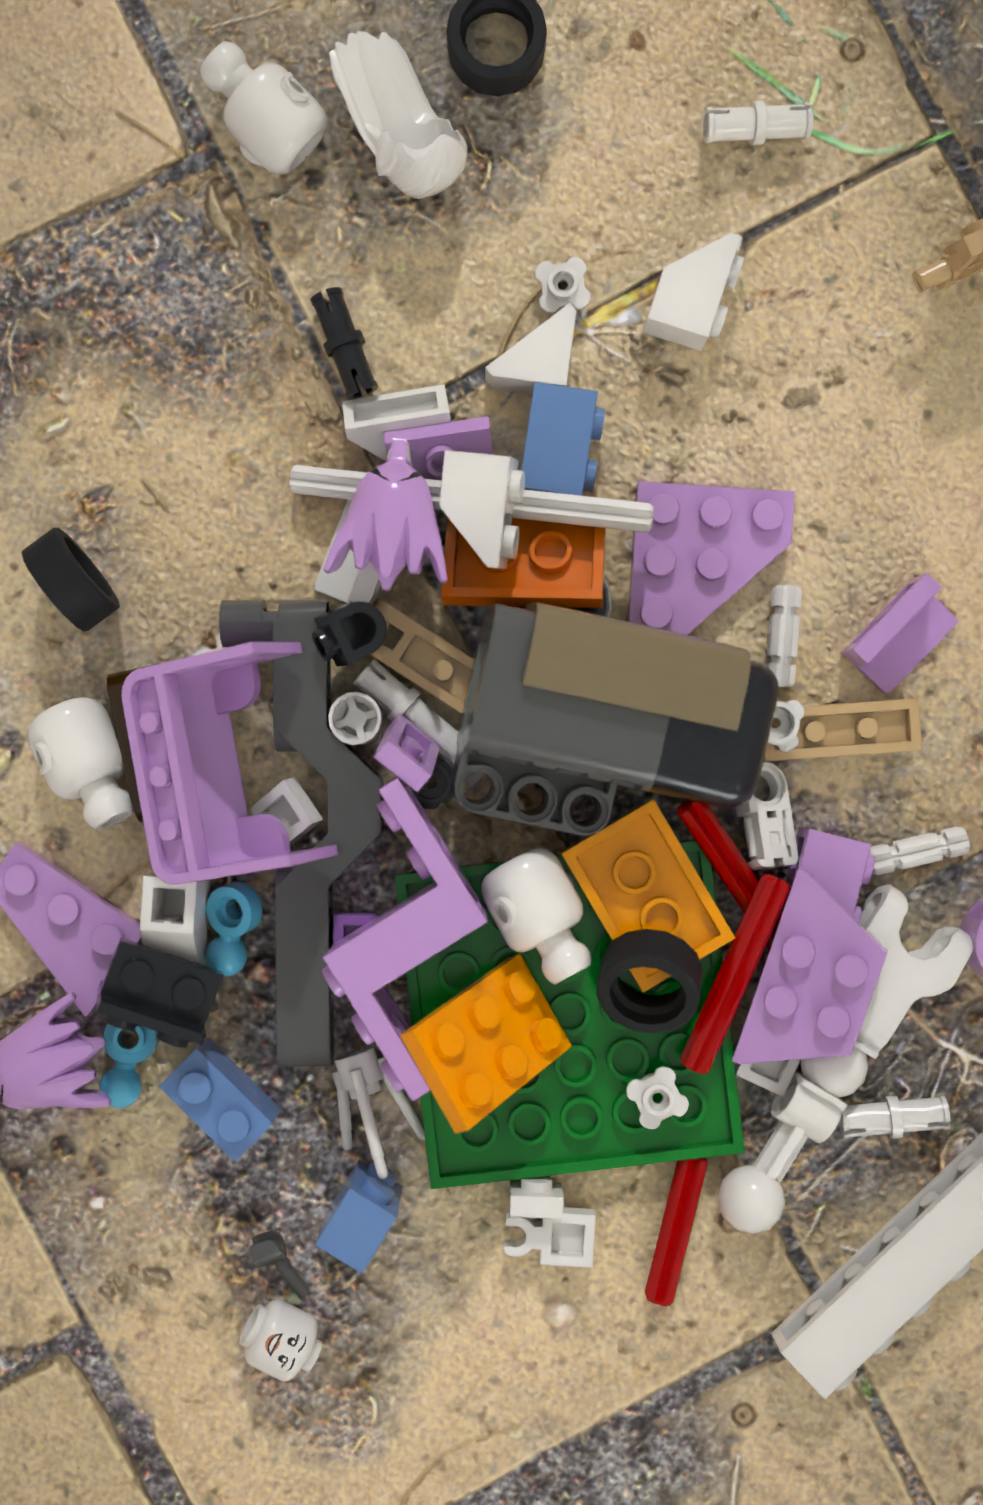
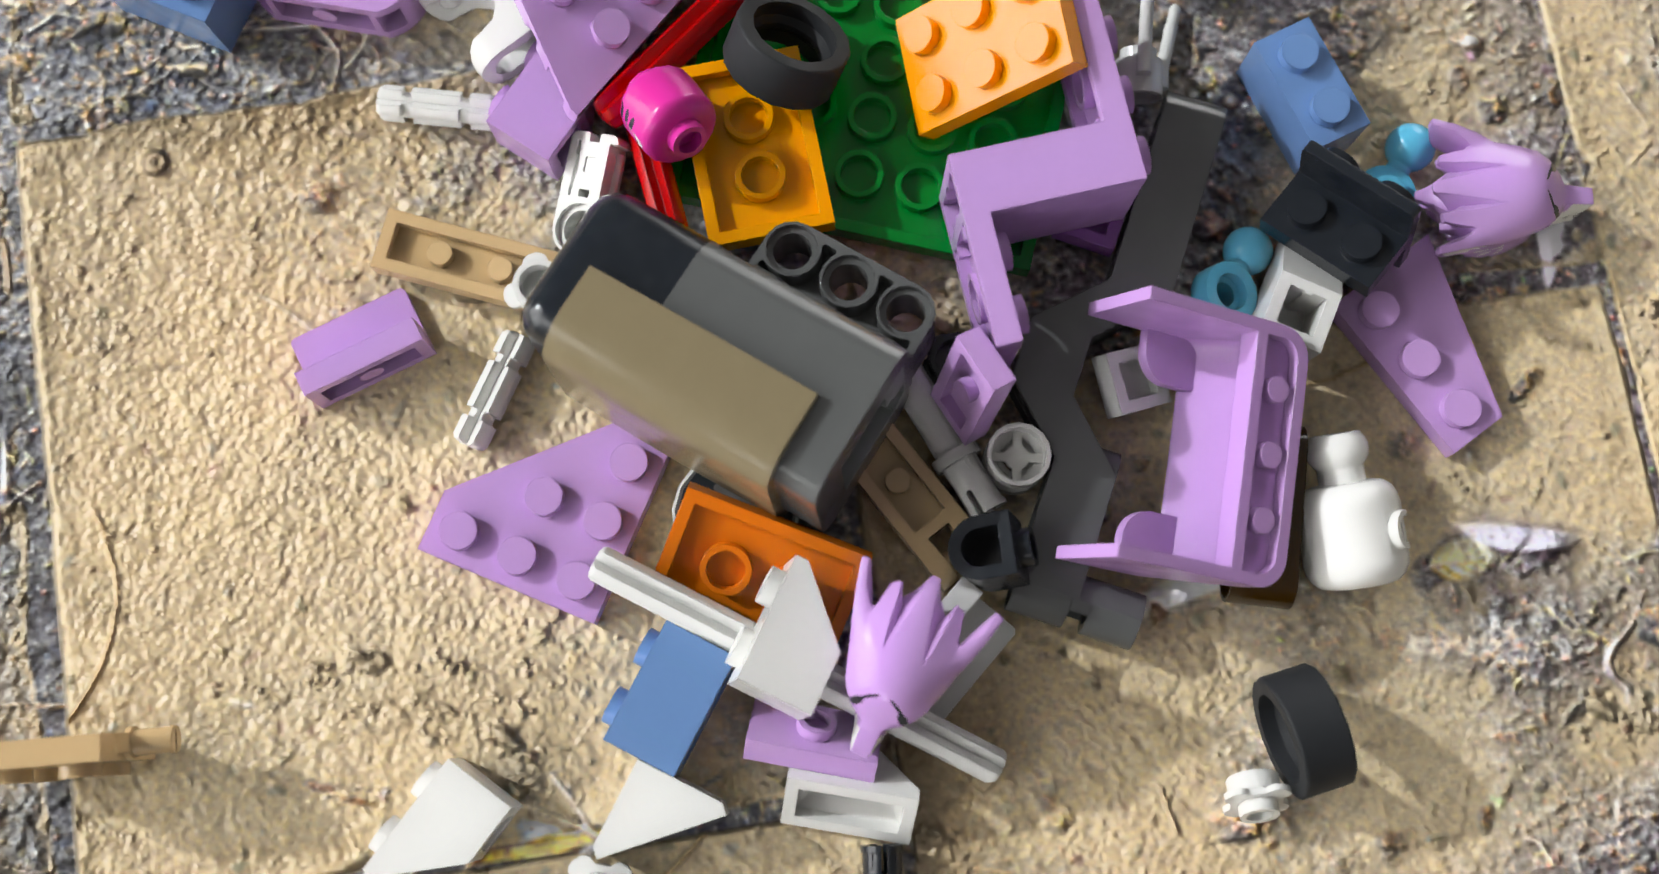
camera: 165 degrees left, 10 degrees down
(92, 522) = (1256, 796): none -> white plate
(535, 908) = (882, 170): white piece -> none
(725, 891) = (665, 111): none -> dark pink head

